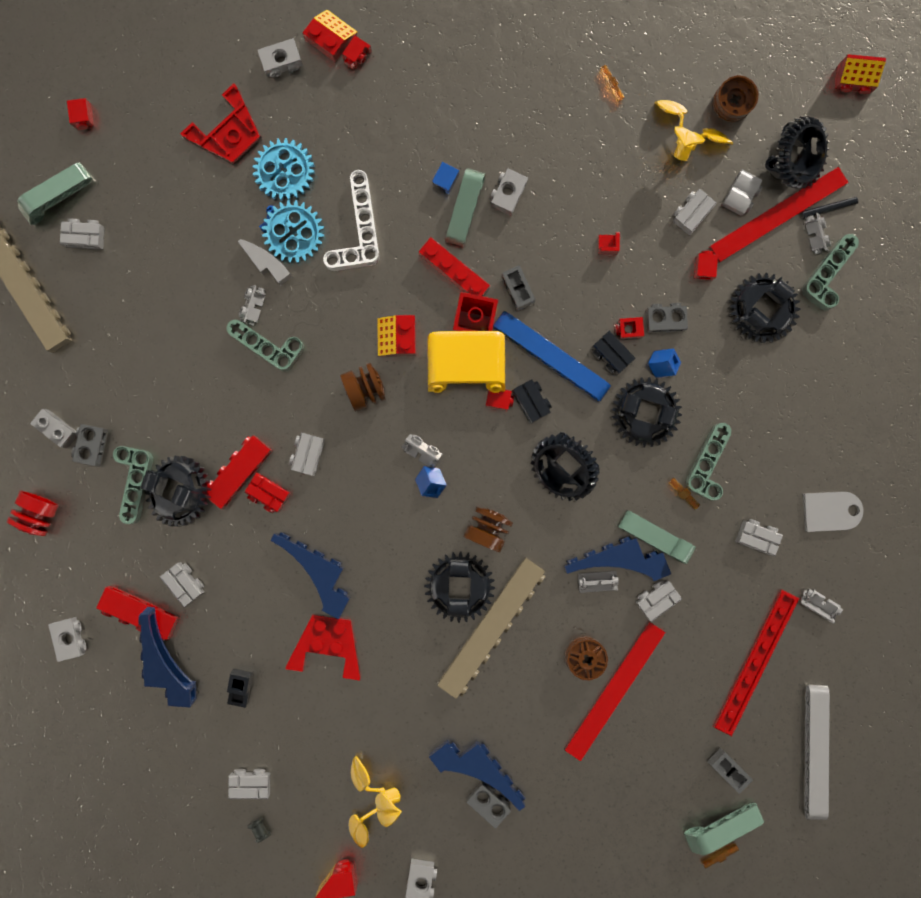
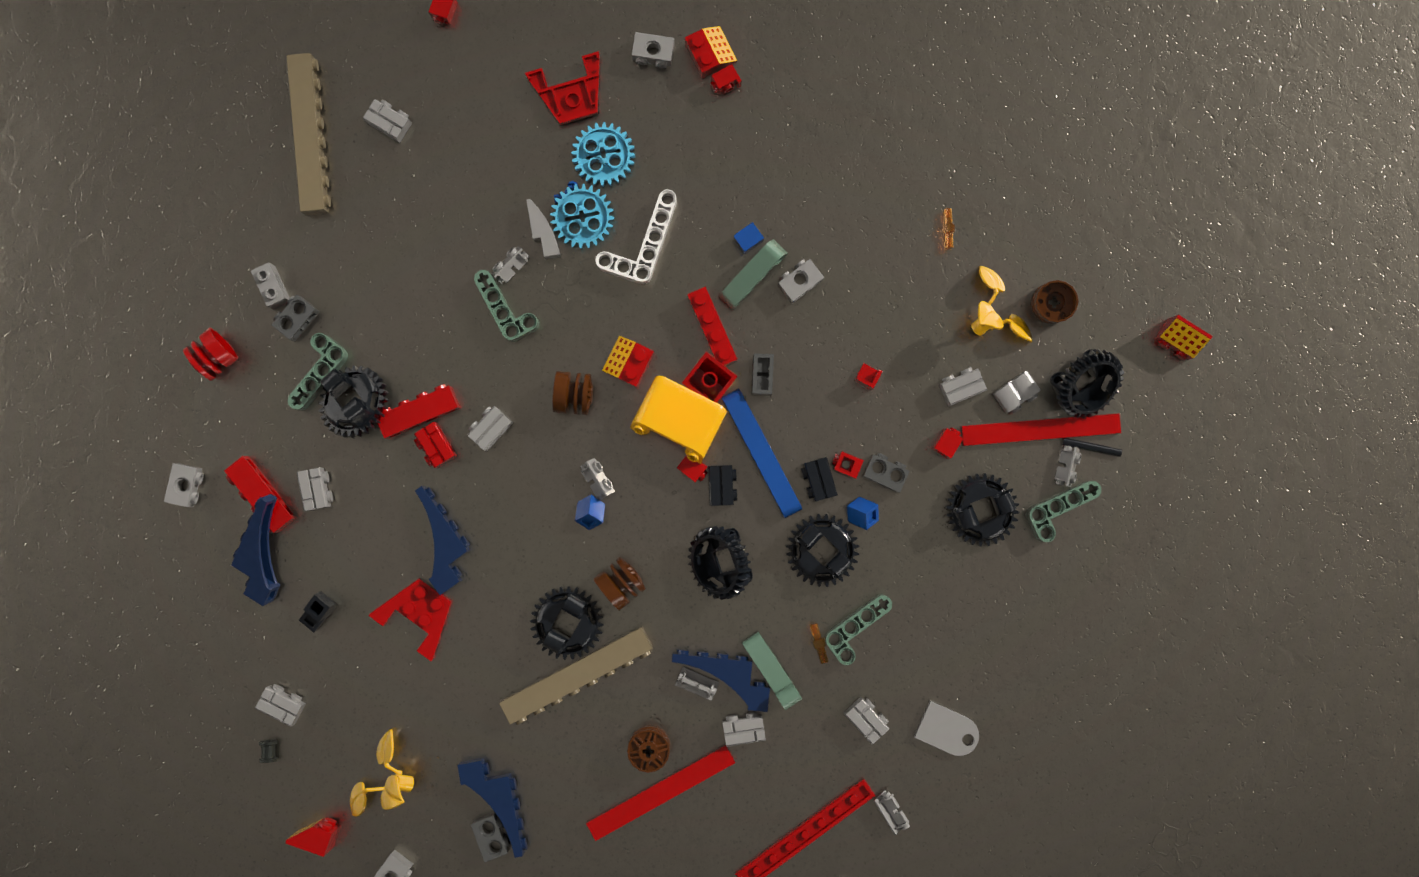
camera: 30 degrees right, 0 degrees up
(52, 191) = (380, 67): sand green beam -> none

